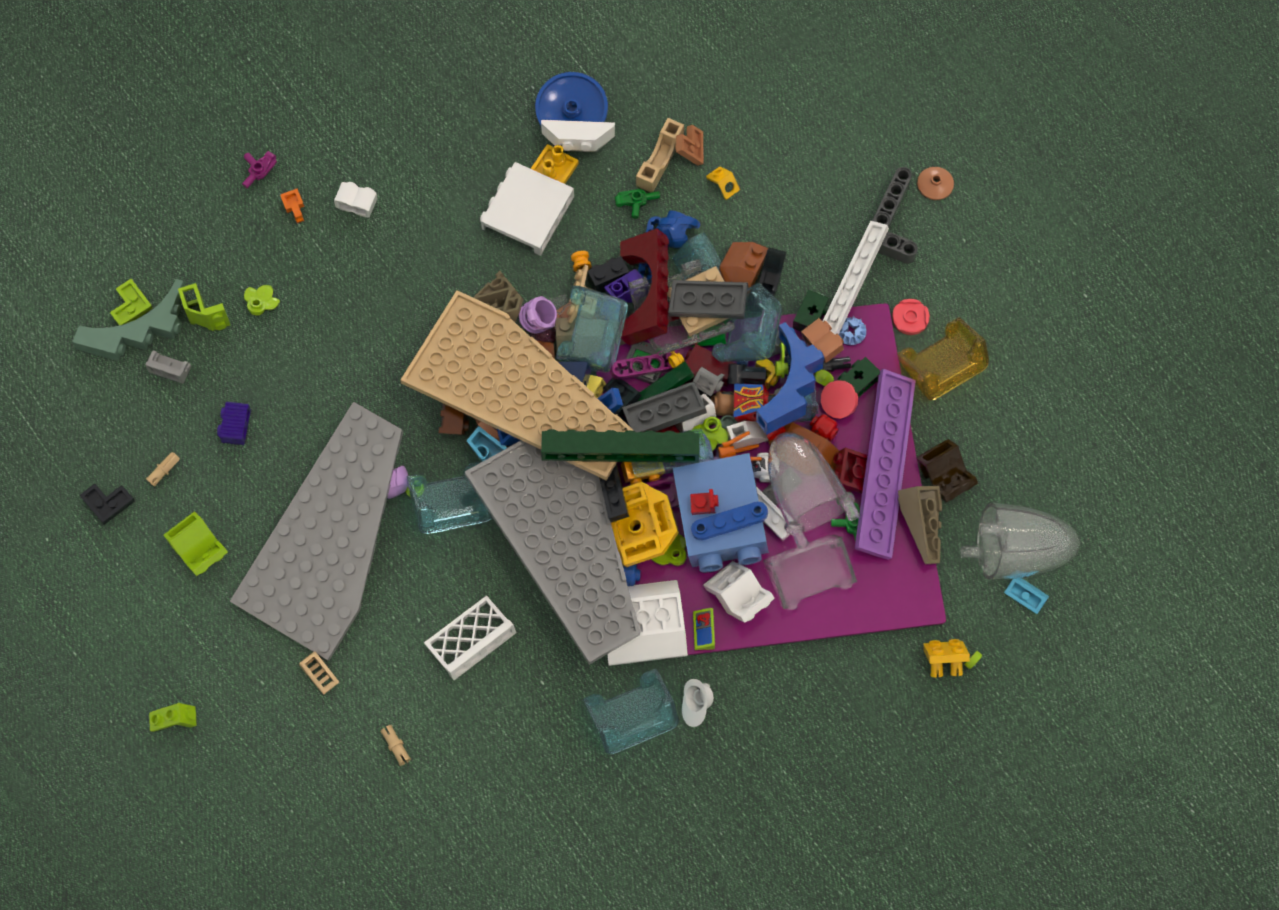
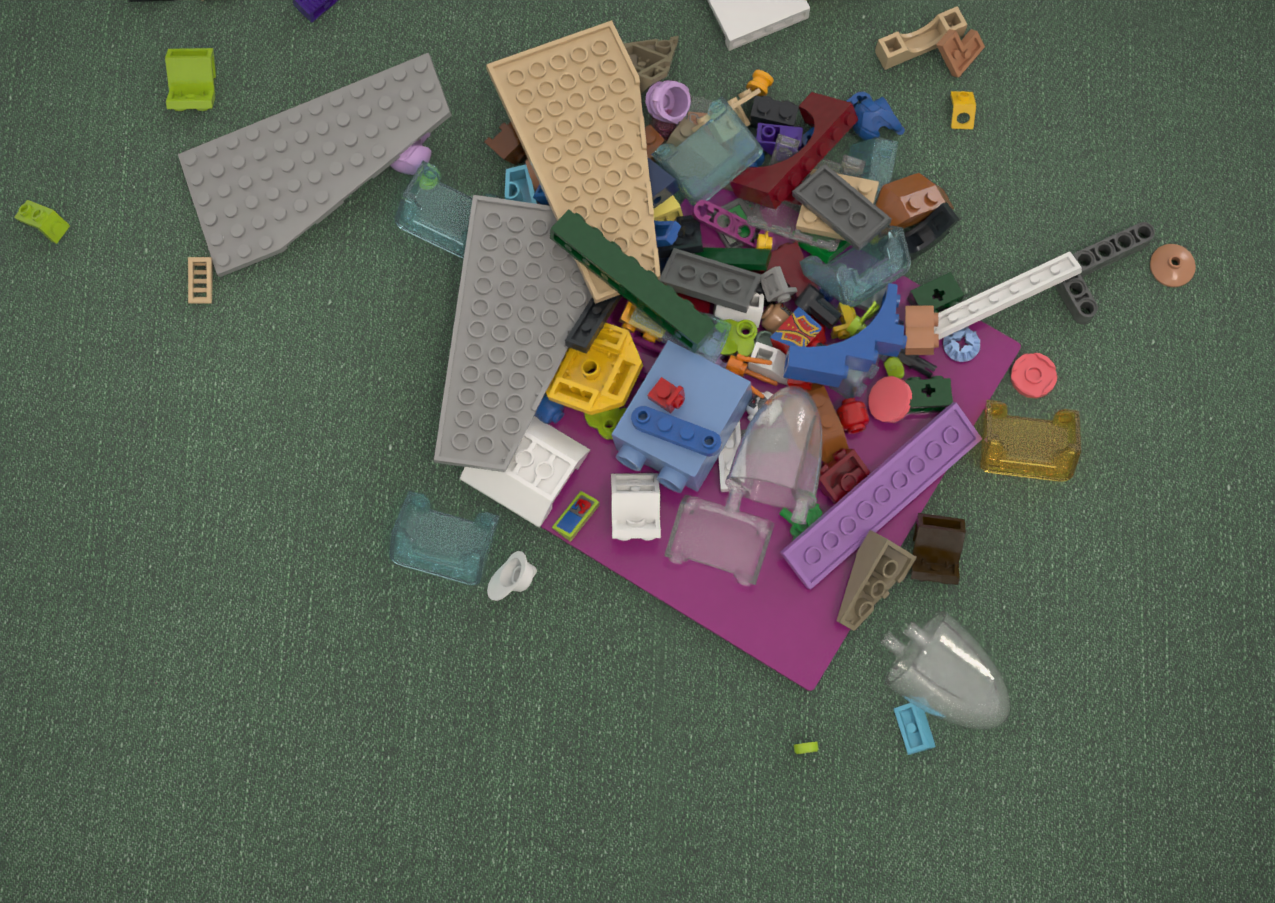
camera: 35 degrees right, 5 degrees up
(395, 745) = (211, 399): tan pin -> none
(482, 647) = (364, 372): white fence -> none
(636, 199) = (863, 63): green piece -> none
(946, 652) = (784, 720): yellow plate -> none

